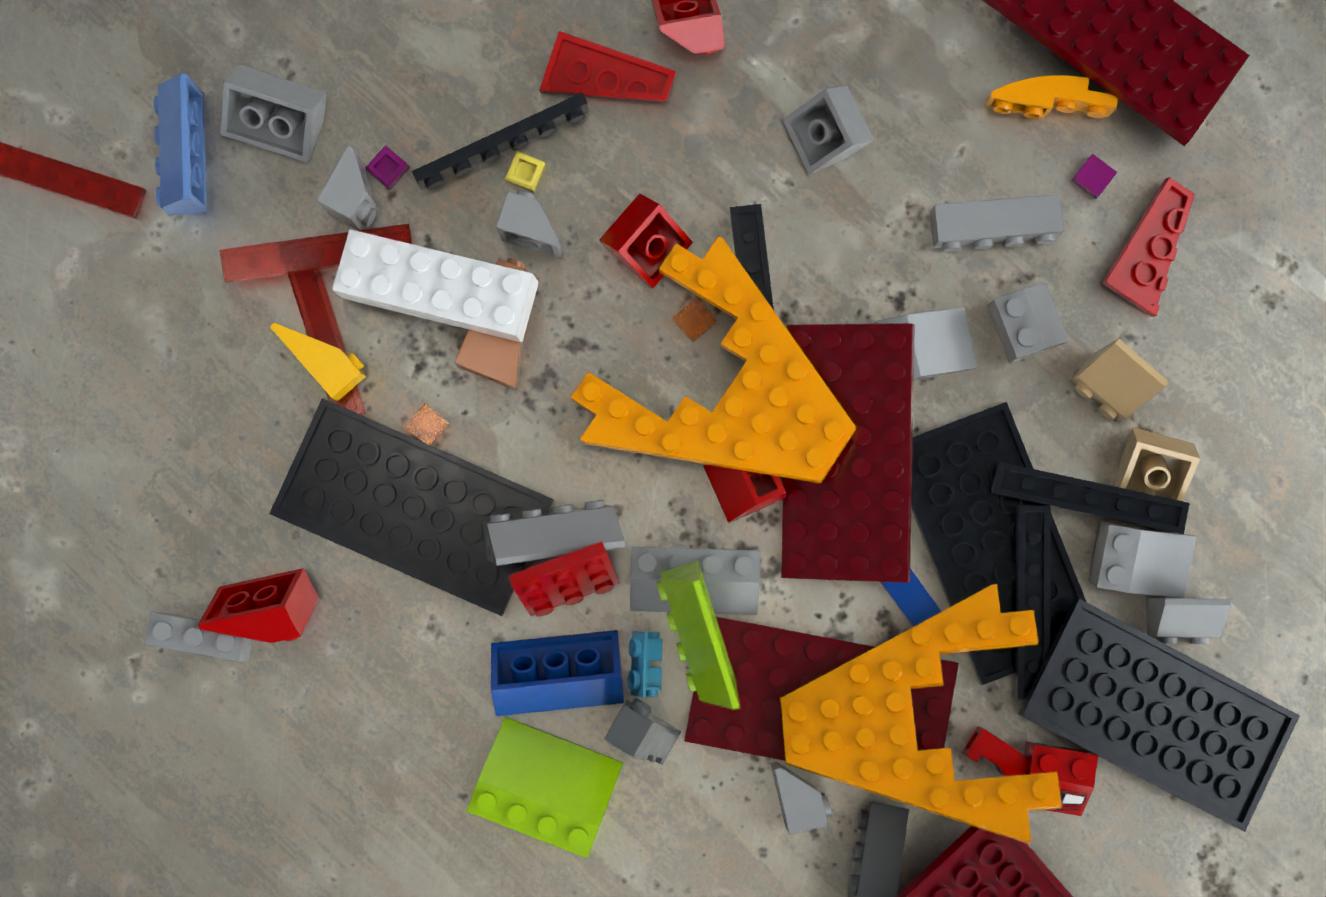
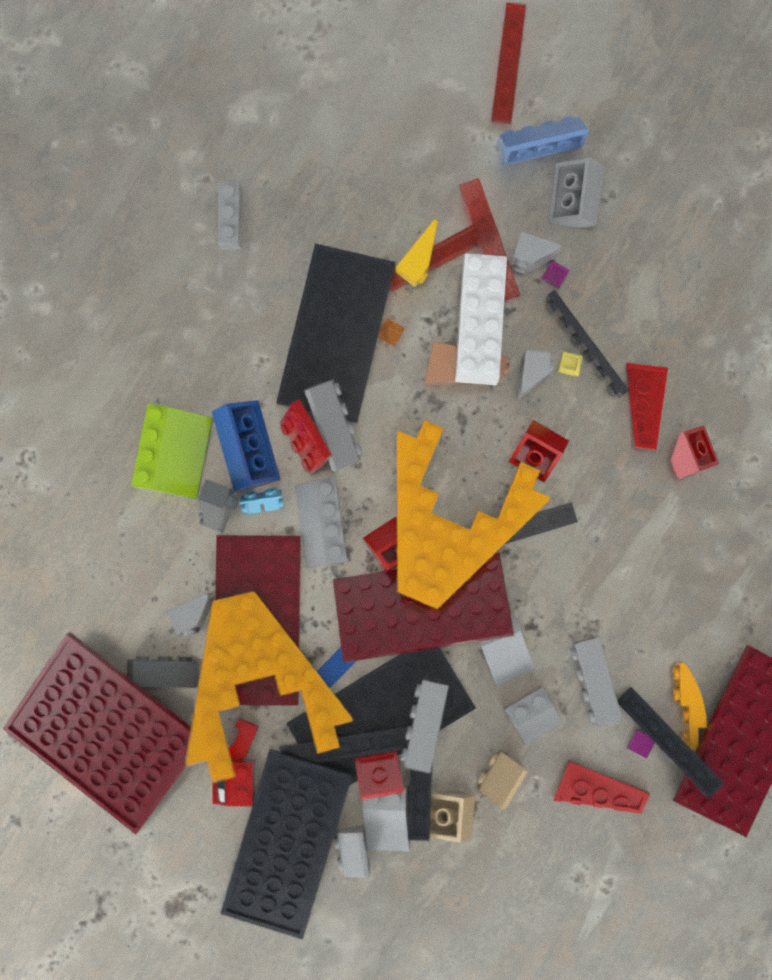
camera: 80 degrees right, 0 degrees up
(262, 608) = (254, 251): red slope -> none
(694, 320) = (492, 492): clear orange tile -> none
(699, 635) = (284, 530): lime slope -> none
(828, 129) = (637, 558): light grey slope -> none
(1024, 477) = (426, 726): none -> light grey brick
(1083, 559) = (379, 775): none -> red plate
(1104, 132) = (670, 743): none -> black plate

